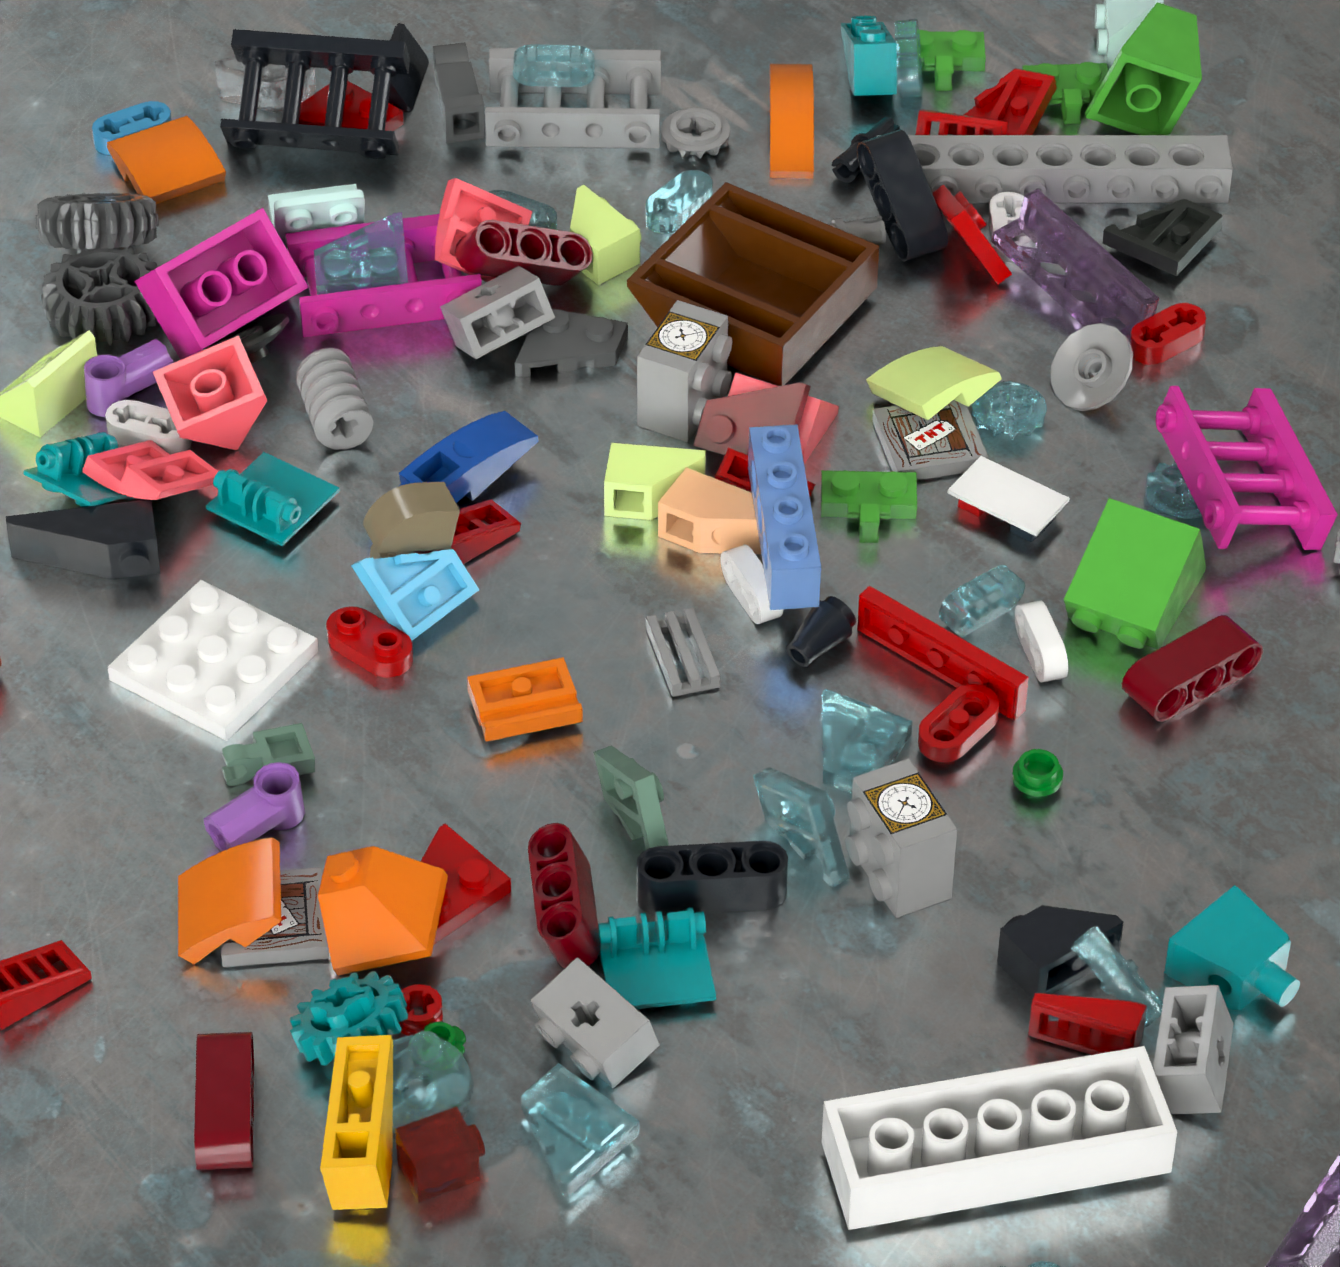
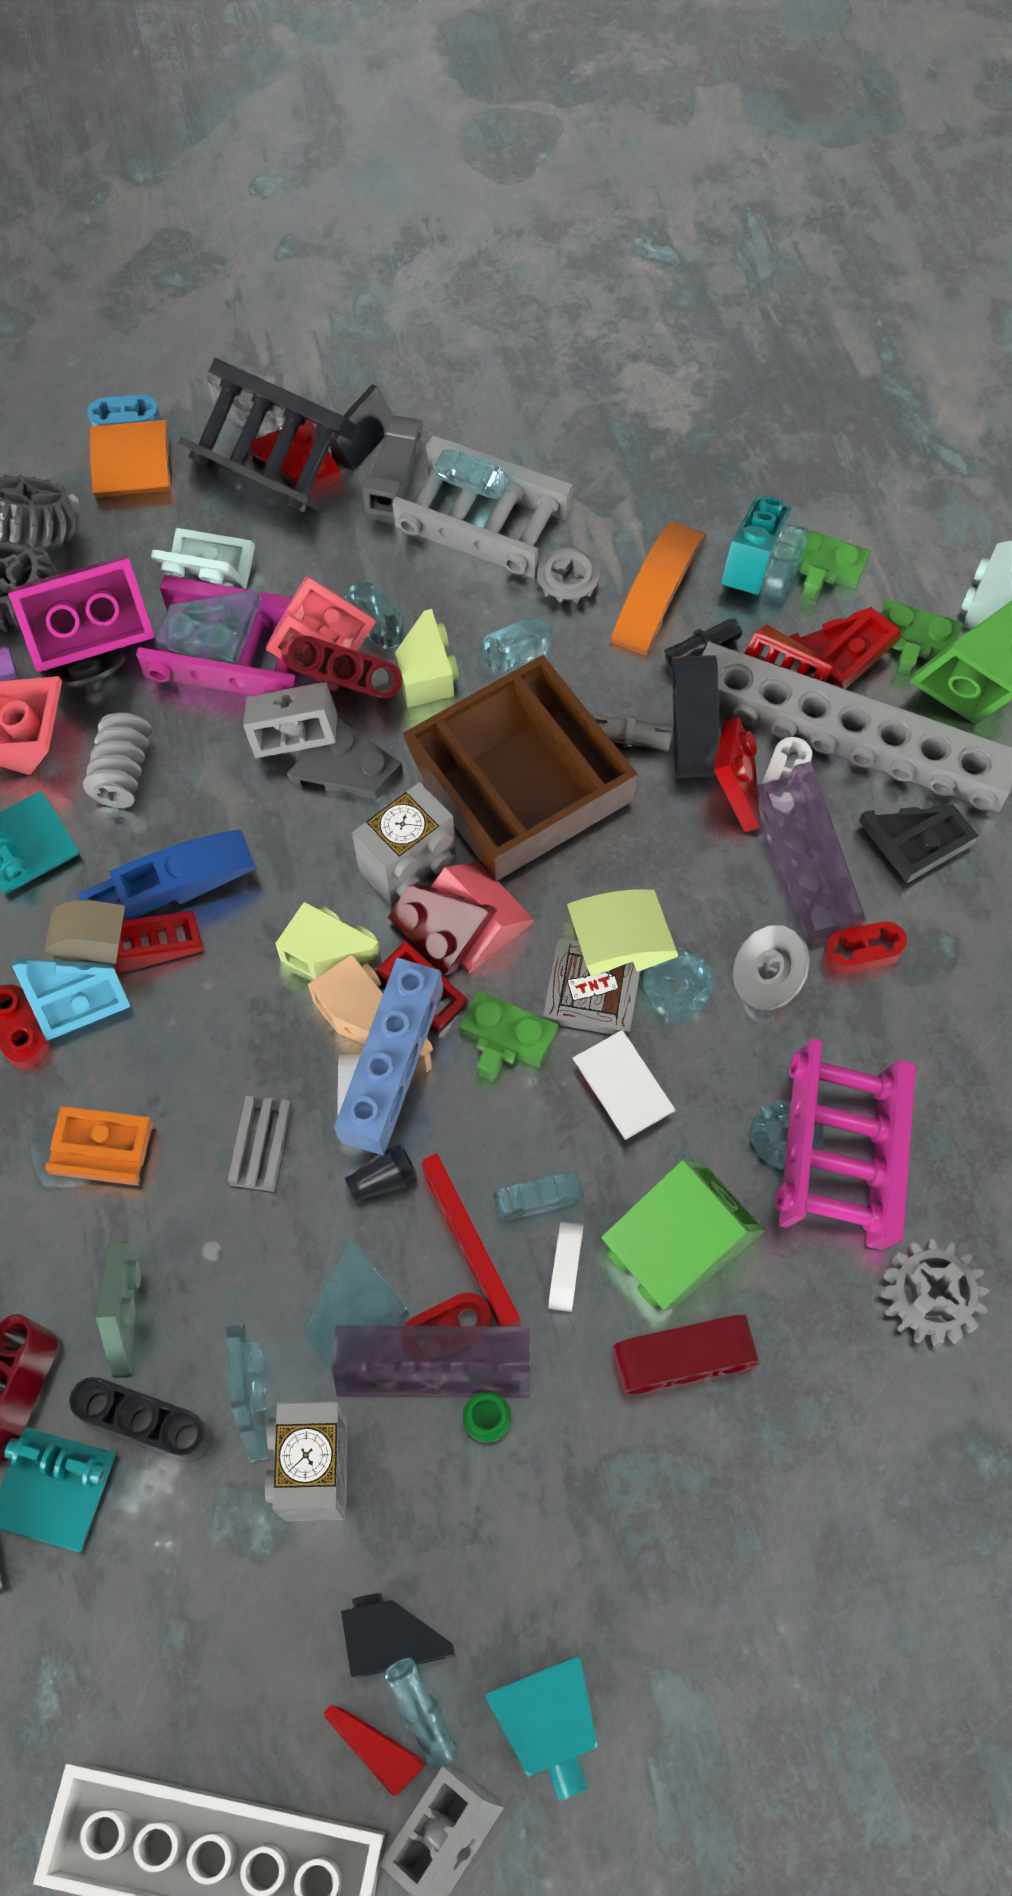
camera: 25 degrees right, 20 degrees up
(968, 733) = (431, 1360): none -> clear purple fence

